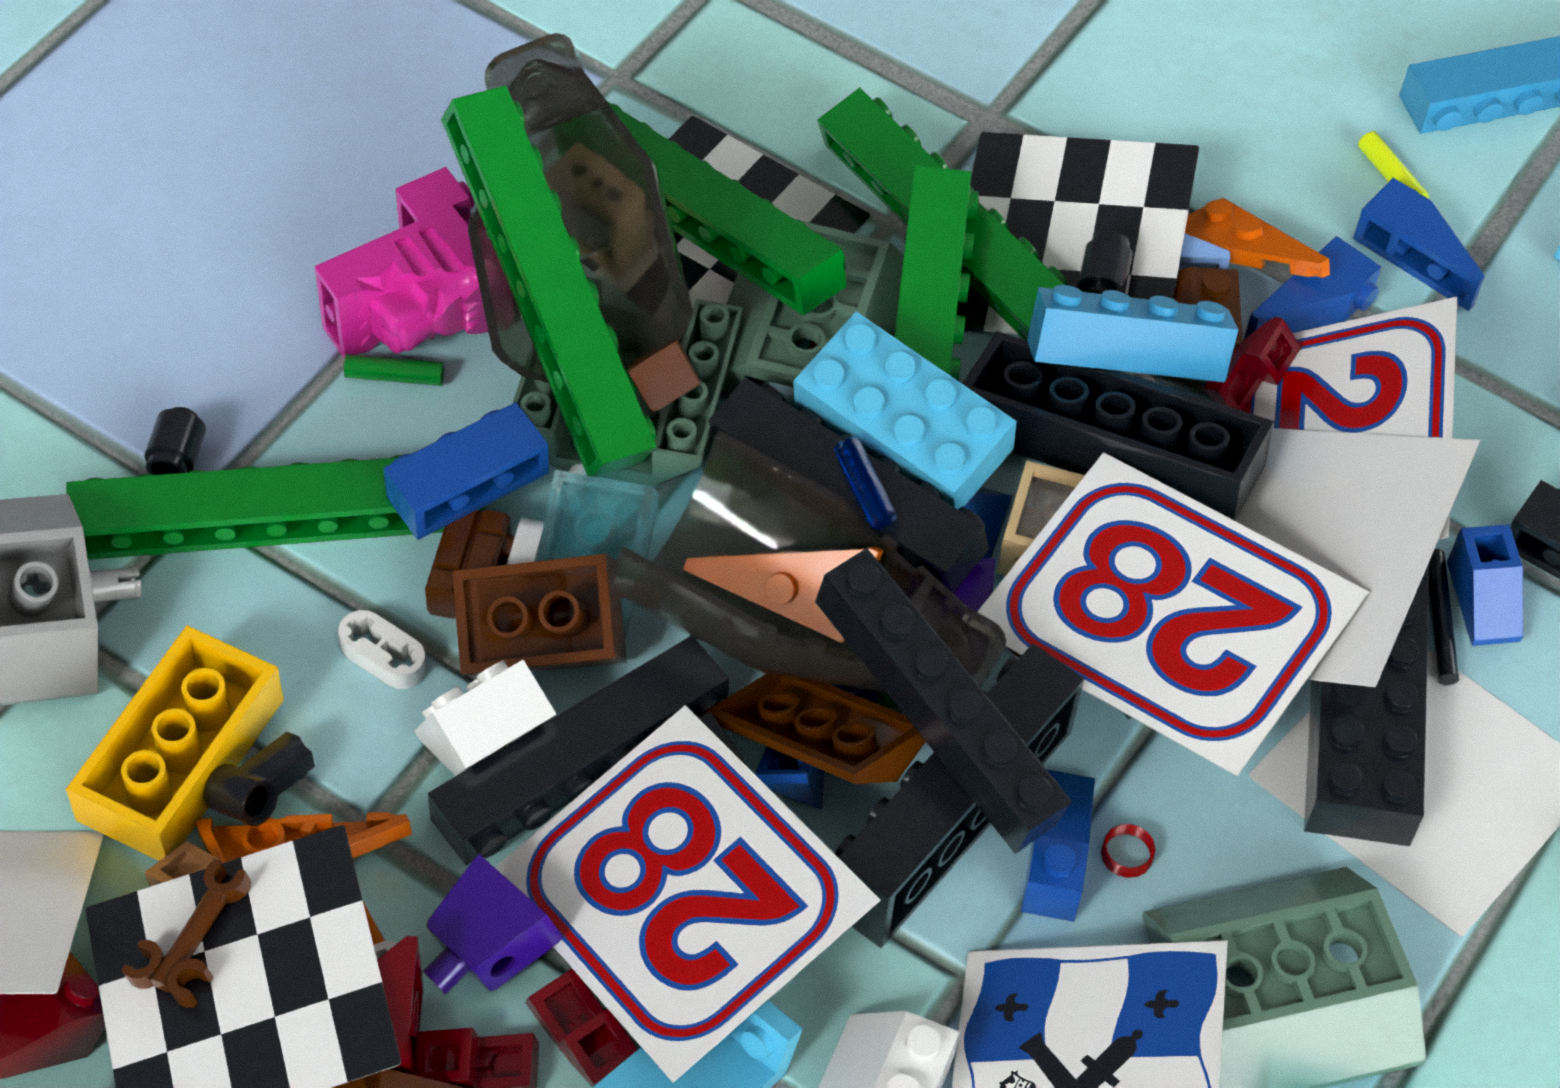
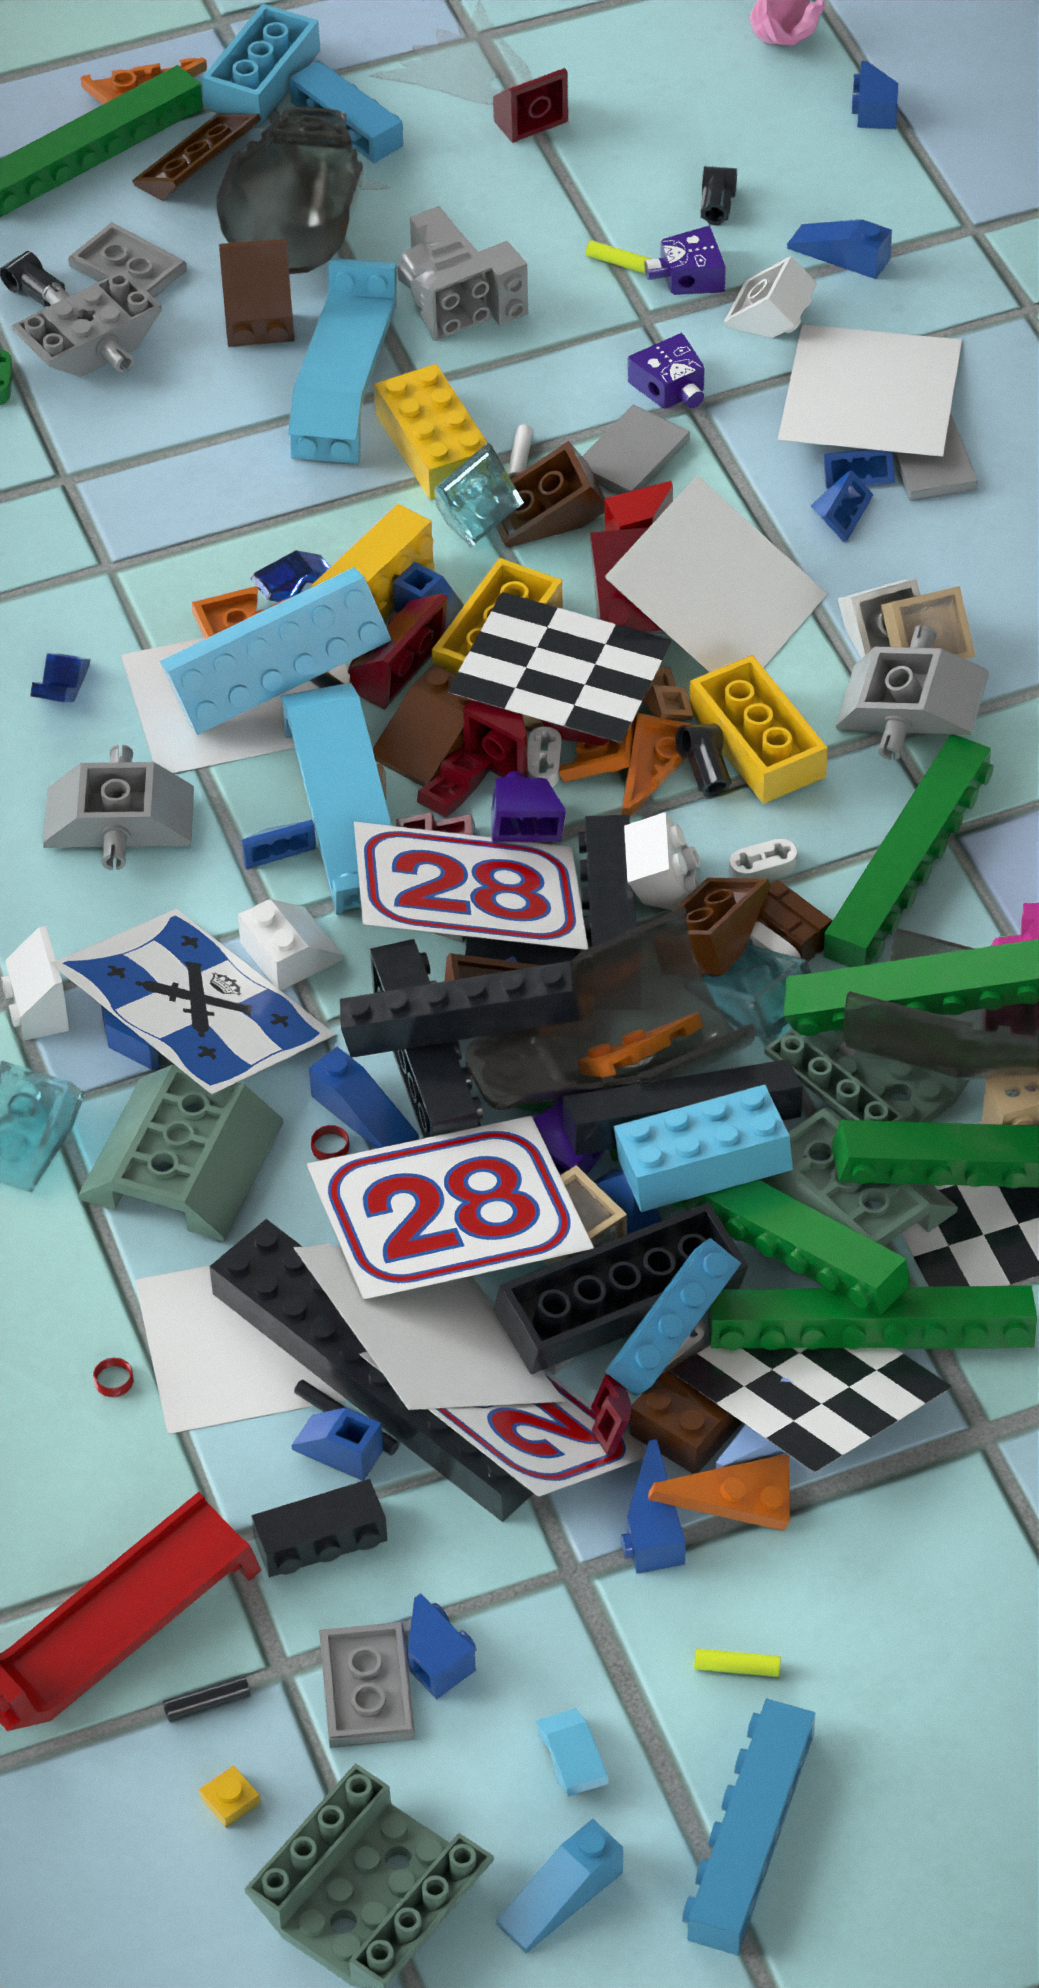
camera: 130 degrees right, 5 degrees down
(174, 442) = (996, 824): black brick -> none
(177, 968) = (599, 644): reddish brown bar -> none
(466, 470) = (843, 917): blue brick -> none
(663, 375) = (829, 1037): reddish brown slope -> none
(865, 483) = (659, 1085): clear blue axle -> none
(1105, 263) = (752, 1357): black brick -> none
(1419, 241) = (655, 1617): blue slope -> none

